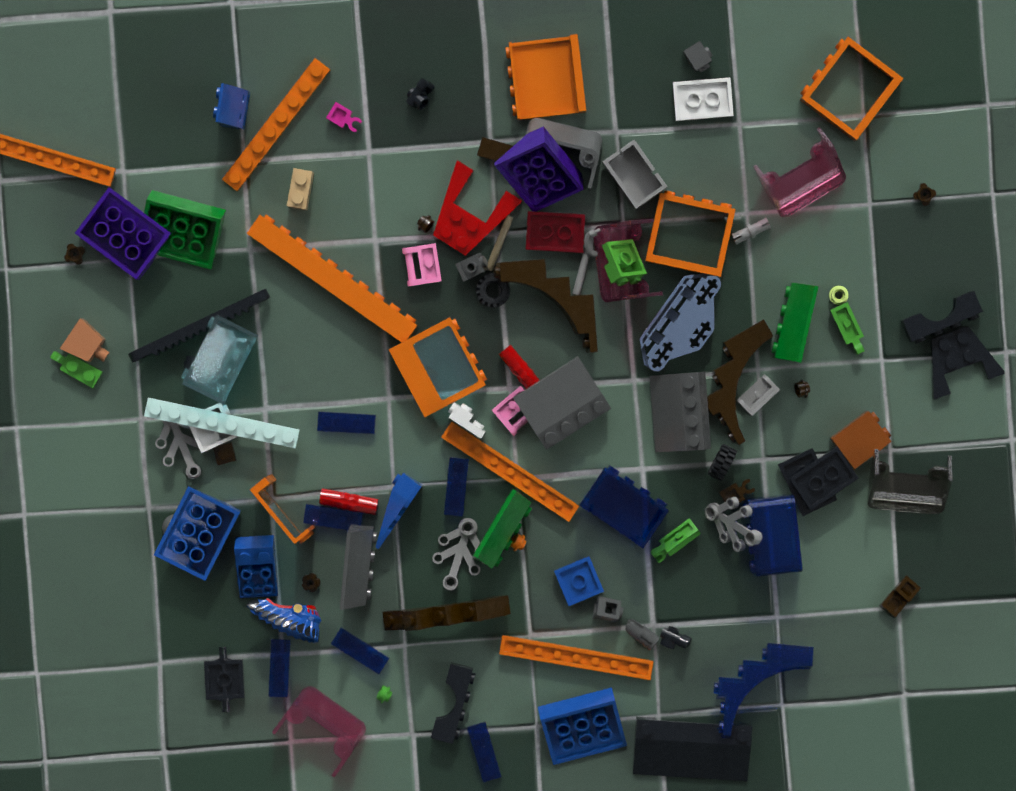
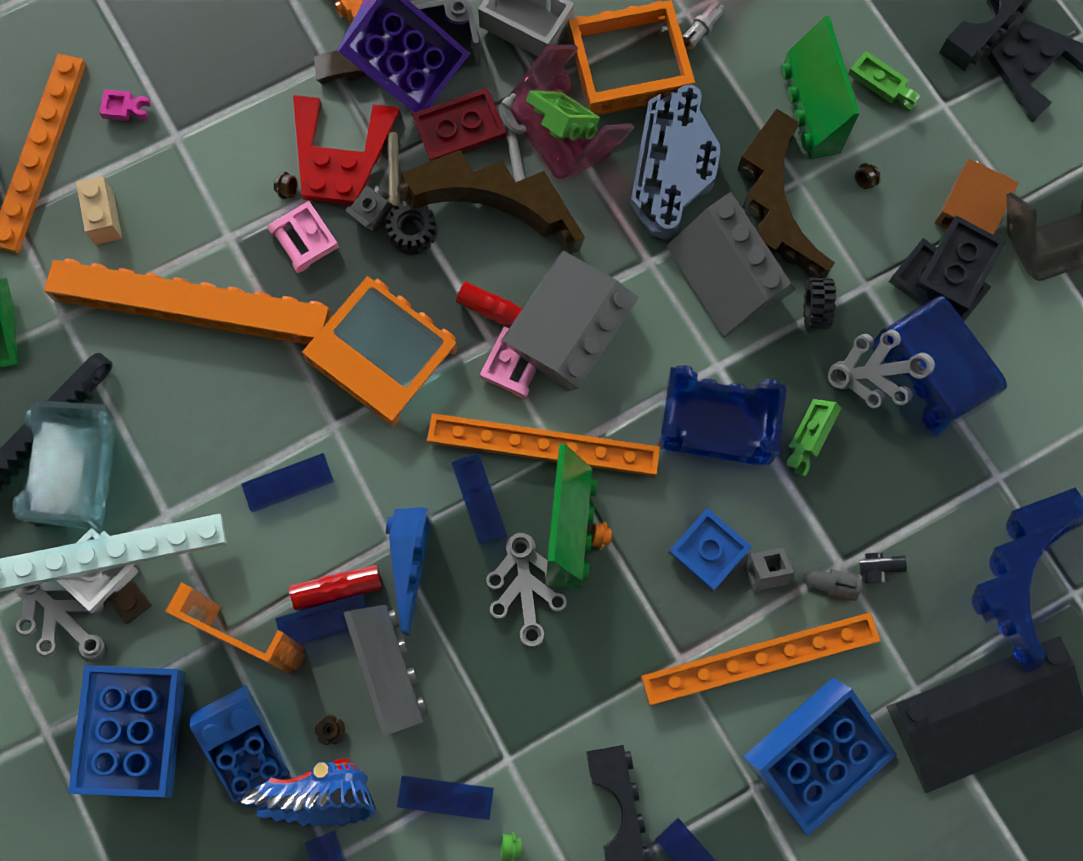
camera: 25 degrees left, 15 degrees down
(418, 96) = (212, 38): black plate -> none
(446, 614) = (544, 679): dark brown arch -> none
(462, 416) = (442, 397): white plate -> none
(735, 491) = (846, 342): dark brown plate -> none
(758, 395) = (818, 205): light grey hinge -> none
(843, 299) = (853, 46): yellowish green plate -> none

